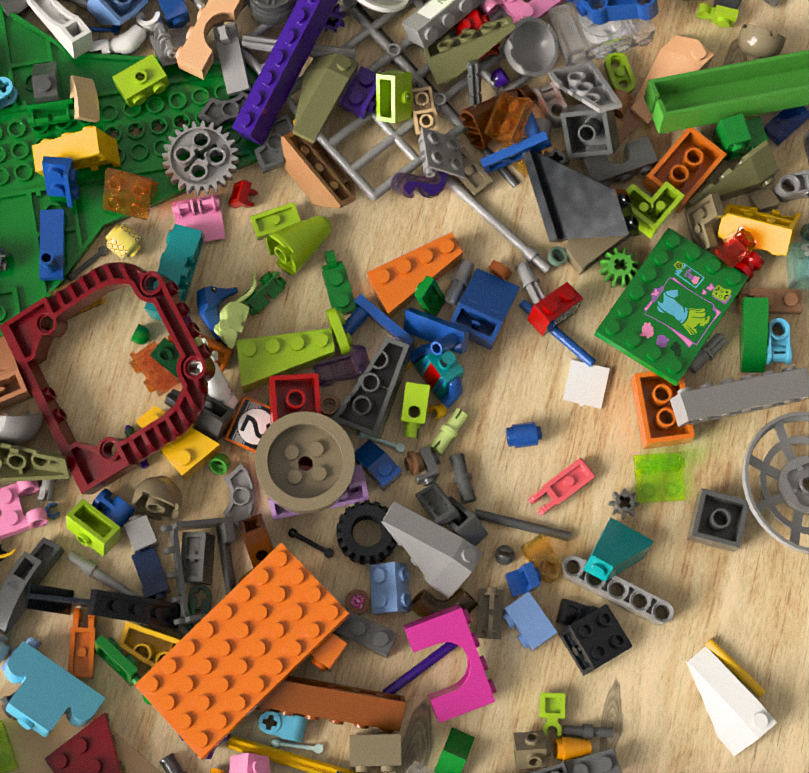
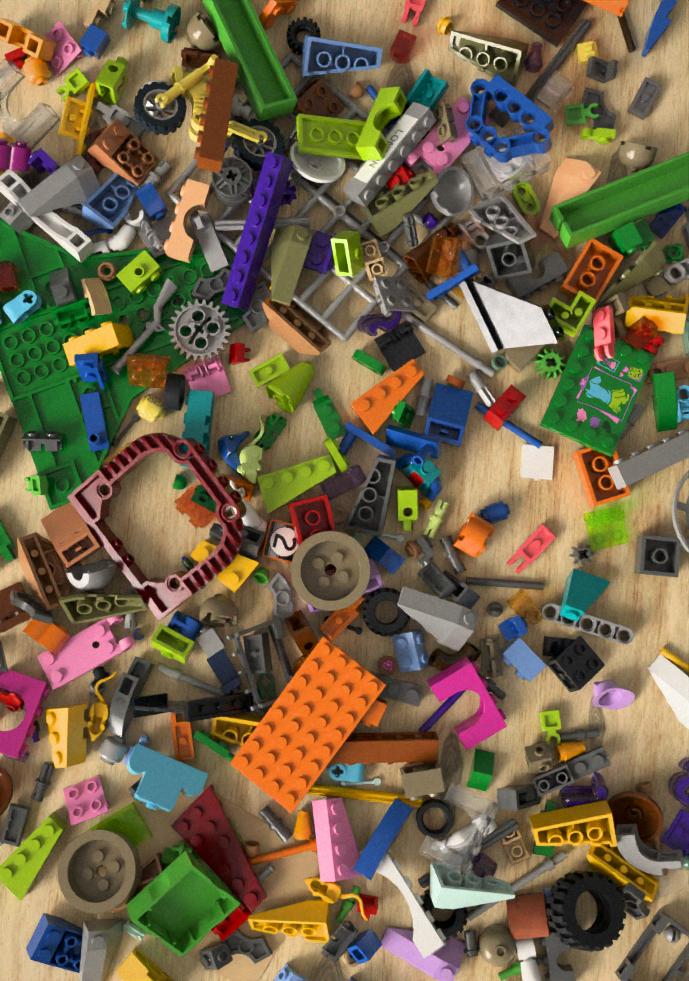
camera: 10 degrees left, 10 degrees up
(103, 67) = (107, 265): none -> medium nougat plate
(155, 224) = (174, 391): none -> black tyre
(169, 109) = (166, 293): none -> light grey piece
(310, 531) = (340, 620): none -> orange hinge
(399, 230) = (369, 362): none -> green beam
(439, 216) = (399, 345): none -> black hinge
(484, 650) = (493, 688): none -> dark grey bar
(492, 456) = (473, 535): none -> orange brick
(635, 687) = (611, 696): none -> lavender piece
(689, 239) = (604, 332): none -> coral hinge
(792, 158) = (677, 248): none -> green plate

